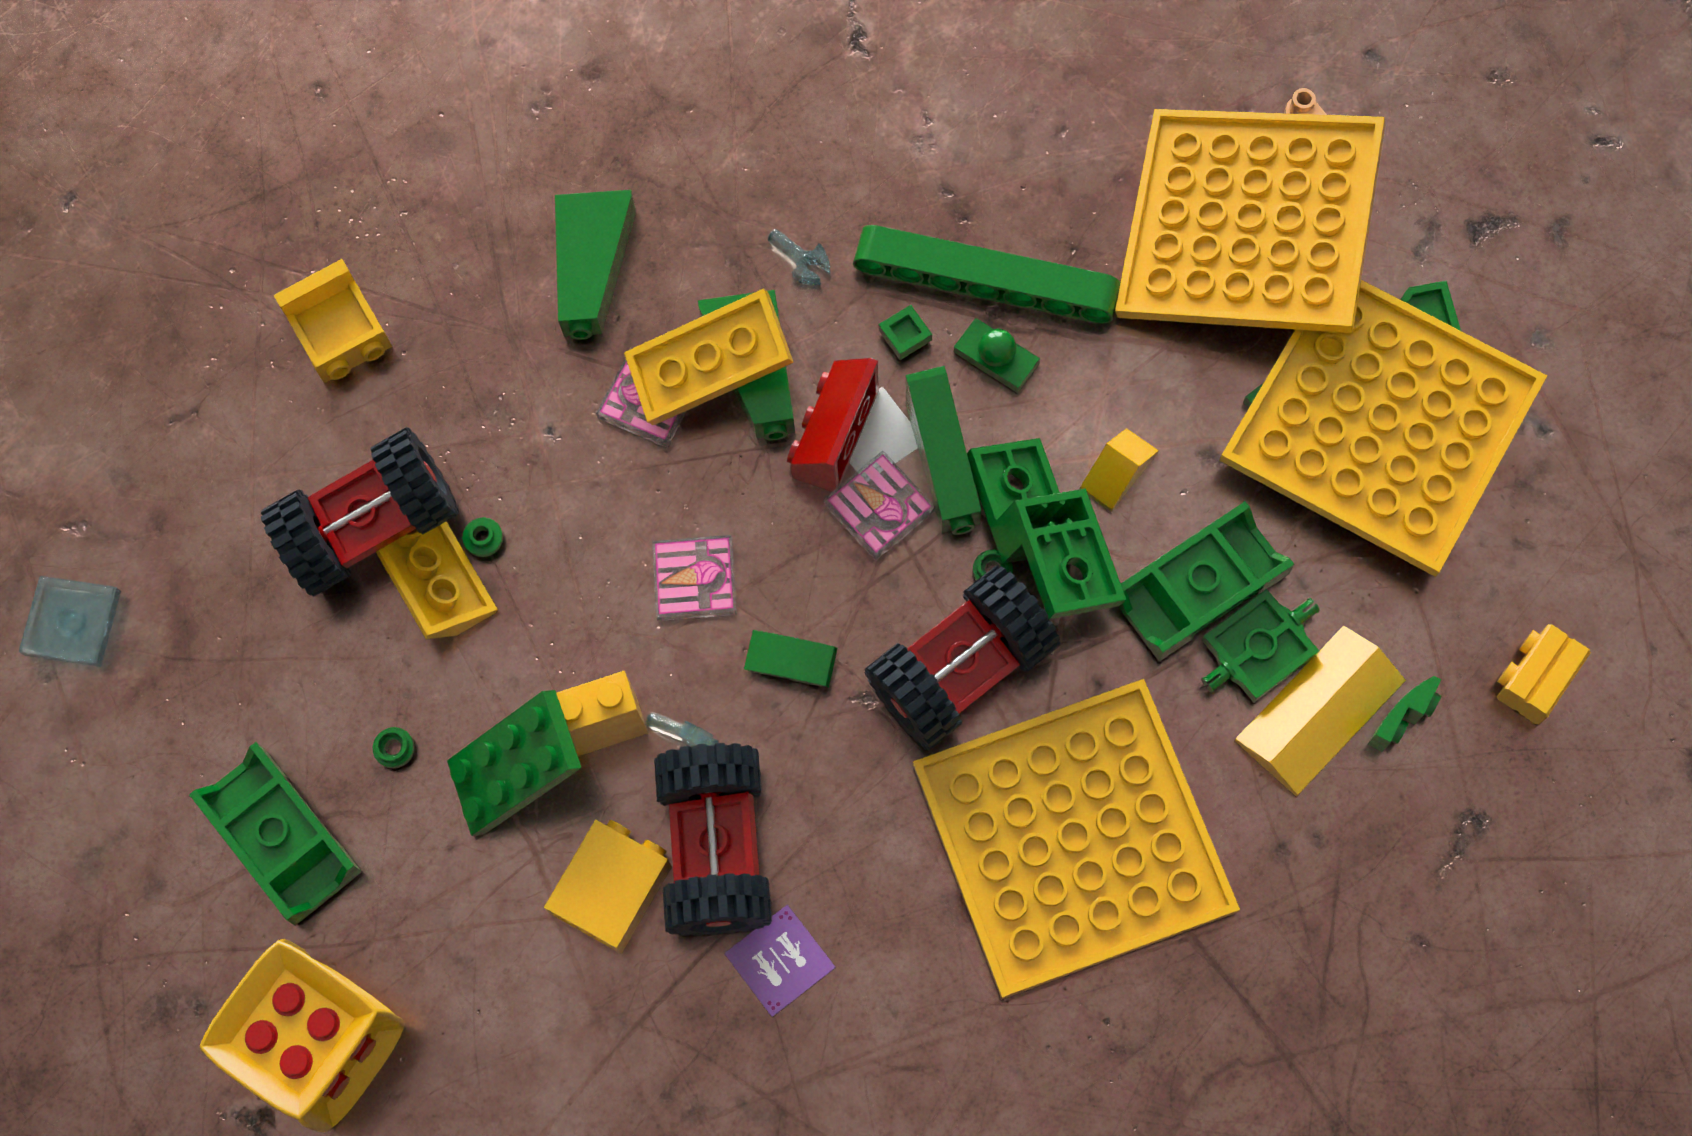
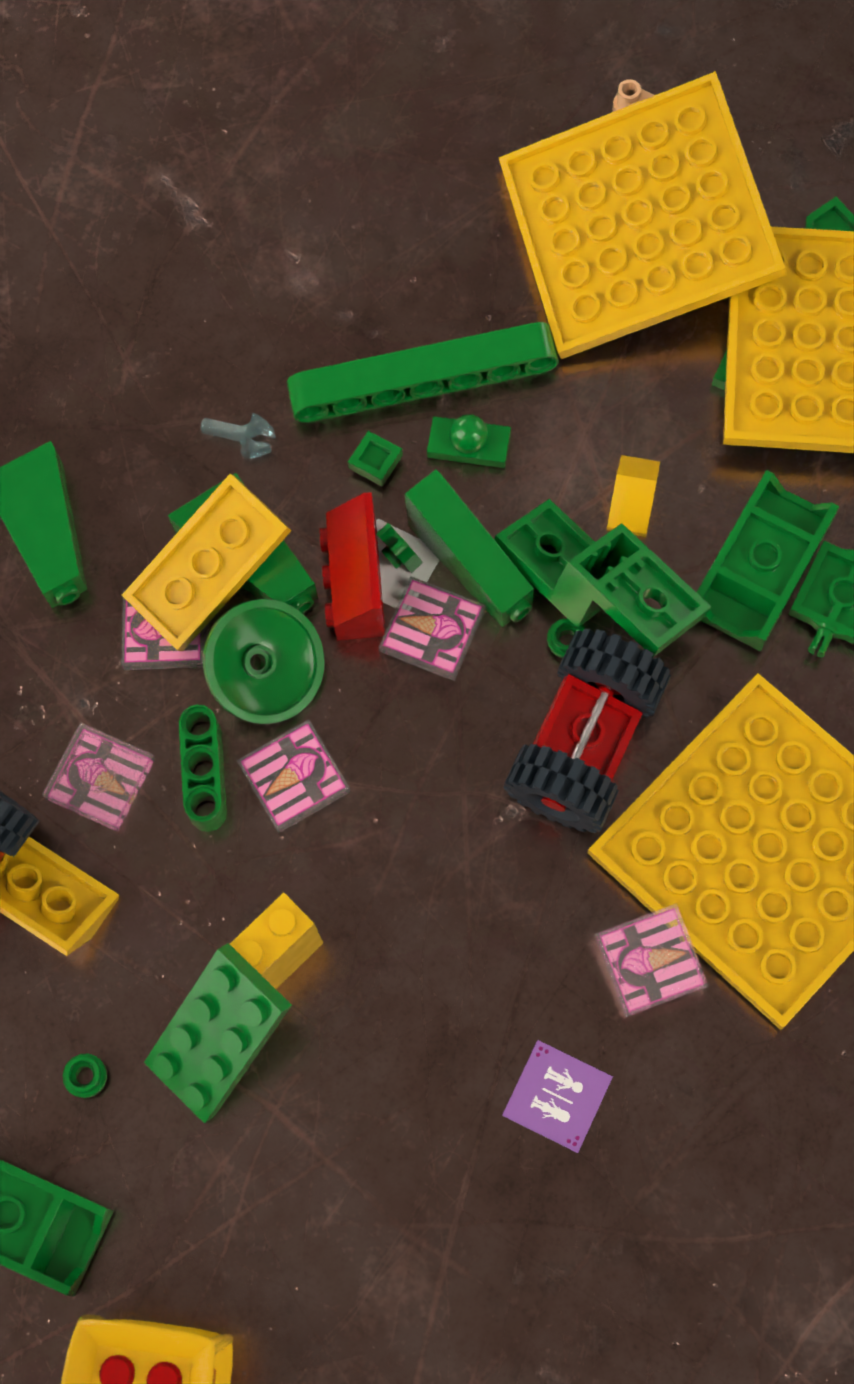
camera: 25 degrees left, 0 degrees up
(489, 545) = (78, 841): green plate -> none
(530, 500) = (98, 776): none -> clear tile
(609, 884) = (362, 1104): yellow brick -> none
(617, 516) = (195, 750): none -> green beam
(684, 732) = (370, 924): clear light blue bar -> none
(712, 840) = (443, 1013): black plate -> none
(742, 473) = (288, 654): none -> green dish
(790, 658) = (424, 808): green slope -> none
(882, 421) = (397, 549): none -> green plate
(918, 883) = (651, 960): none -> clear tile

